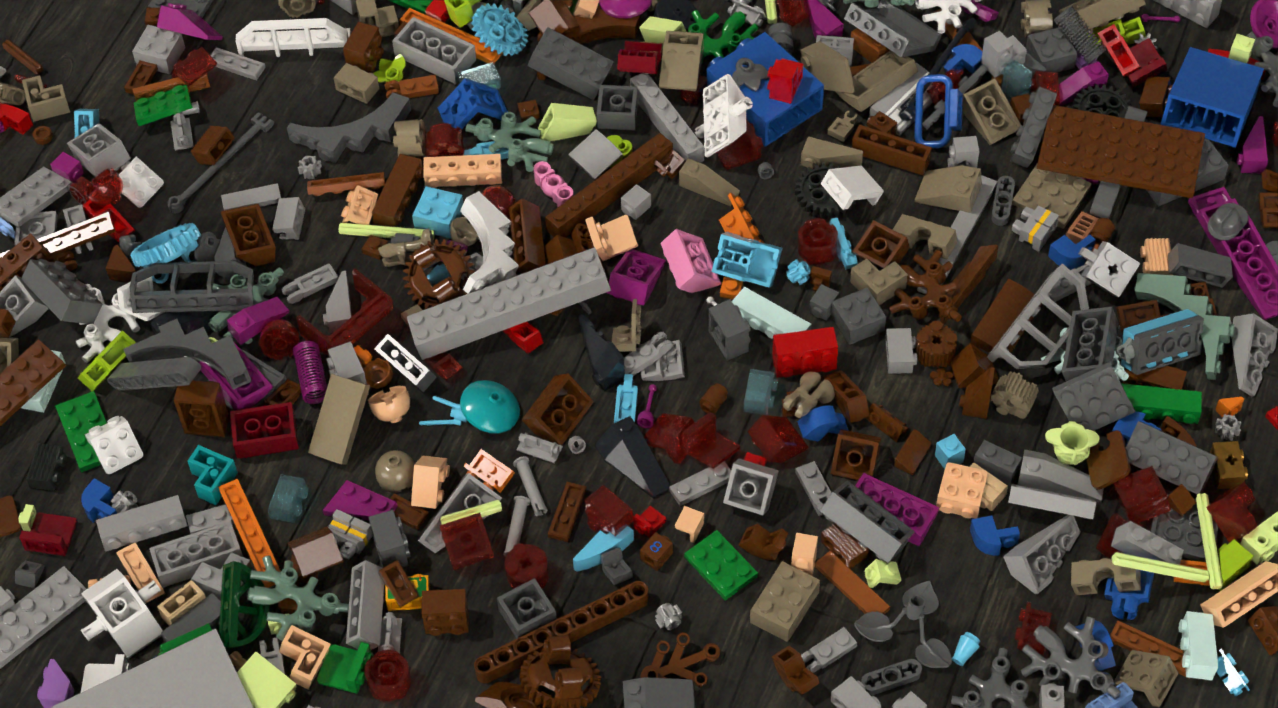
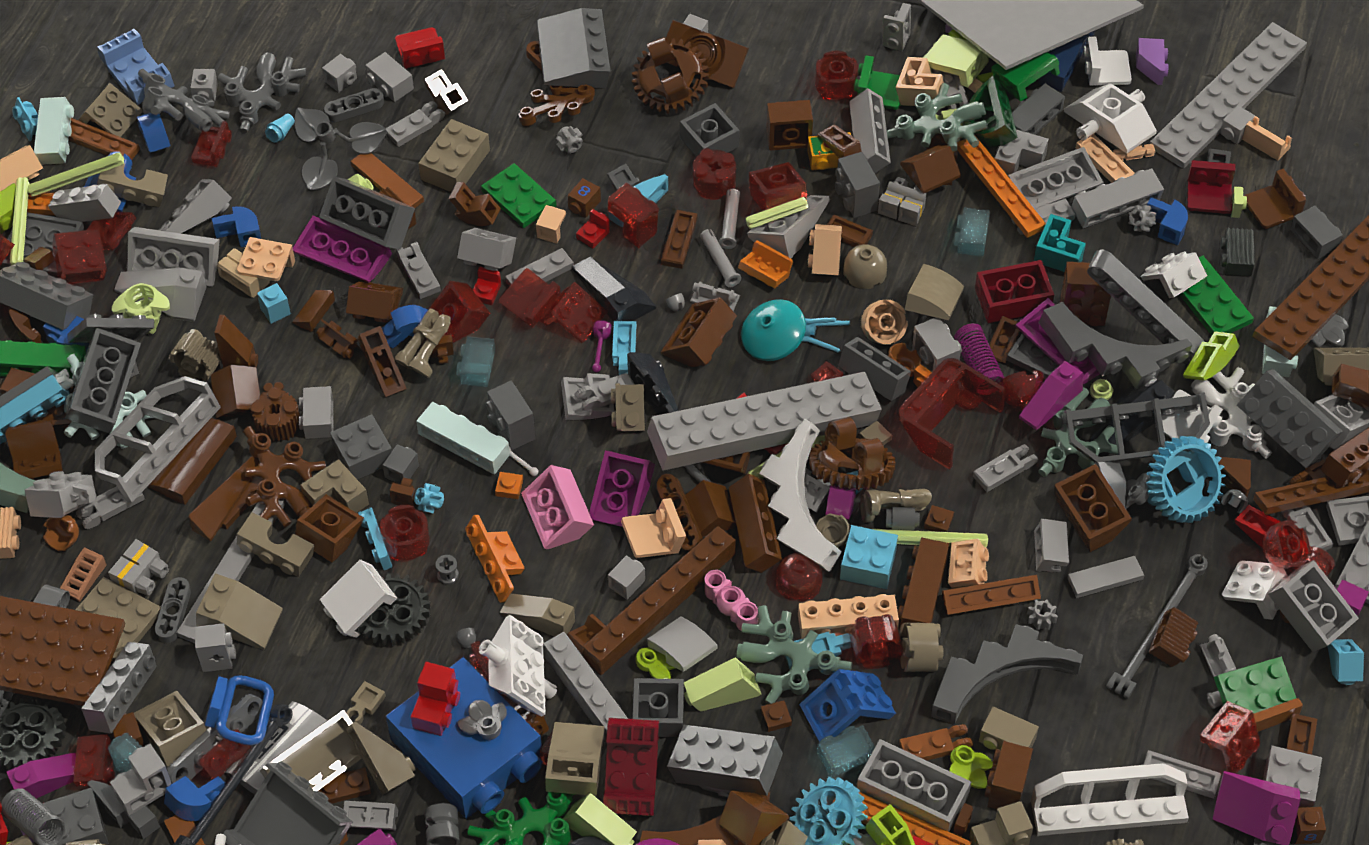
camera: 175 degrees right, 0 degrees up
(180, 602) = (1053, 122): tan brick -> none
(339, 305) = (962, 431): light grey slope -> none
(358, 502) = (895, 232): magenta wing -> none
(390, 633) = (841, 113): light grey hinge -> none
(568, 623) = (667, 125): reddish brown beam -> none
(713, 398) = (528, 351): reddish brown brick -> none
(746, 259) = (497, 499): medium azure piece -> none
(777, 221) = (450, 569): none -> dark grey bush
(804, 553) = (433, 188): light nougat brick -> none
(805, 352) = (417, 389): red brick -> none
(821, 151) = (388, 656): dark tan slope -> none
(882, 123) = (315, 697): reddish brown brick -> none
(892, 150) = (305, 659): reddish brown brick -> none
(998, 462) = (224, 294): dark grey brick -> none
(1066, 252) = (101, 534): blue brick -> none
(1102, 230) = (59, 565): reddish brown brick -> none
(1110, 464) = (104, 285): reddish brown piece -> none

